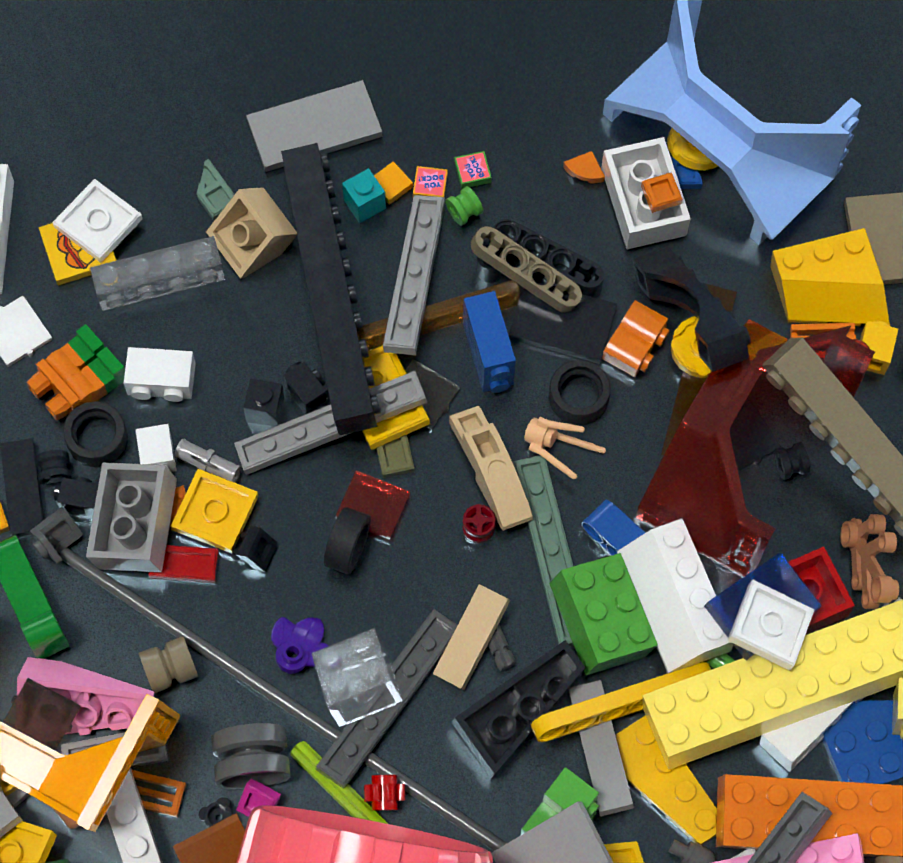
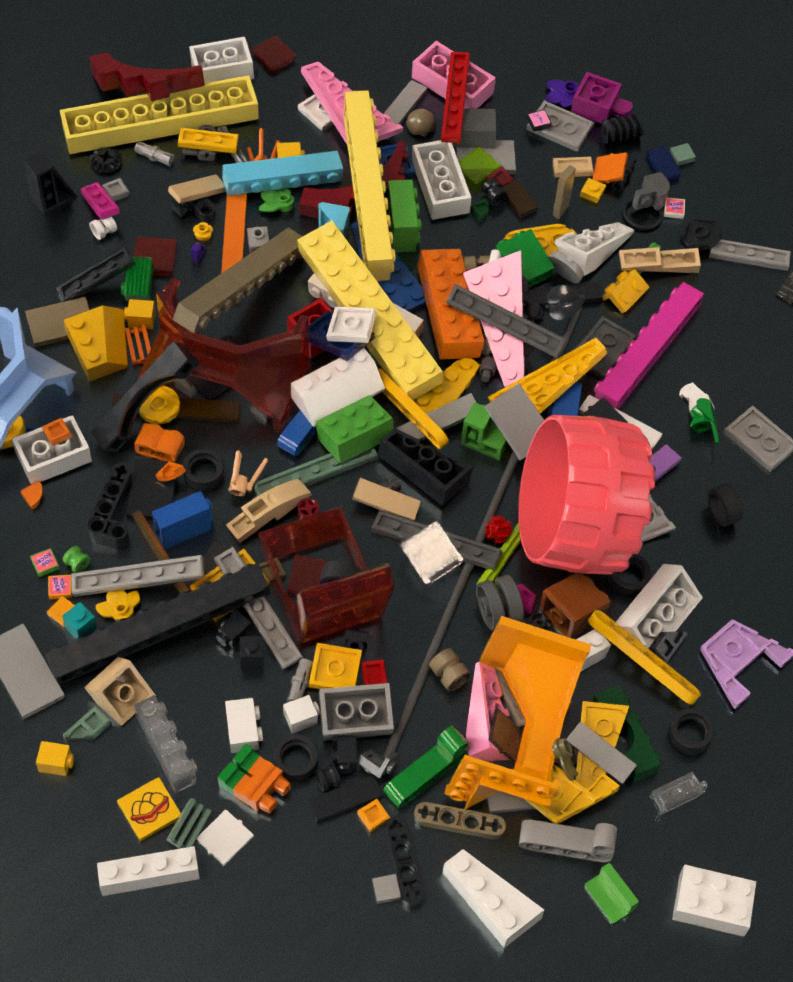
camera: 105 degrees left, 10 degrees down
(19, 272) = (199, 808): none -> sand green tile
(97, 220) = (128, 795): white tile -> none
(174, 143) = (54, 758): none -> yellow brick
(290, 560) = (331, 604): none -> clear red window
(298, 639) = (411, 599): dark purple plate -> none
(387, 251) = (119, 605): none -> yellow plate
(528, 264) = (121, 521): dark tan beam -> none
(579, 342) = (170, 471): none -> orange tile
(864, 564) = (272, 310): nougat plant -> none

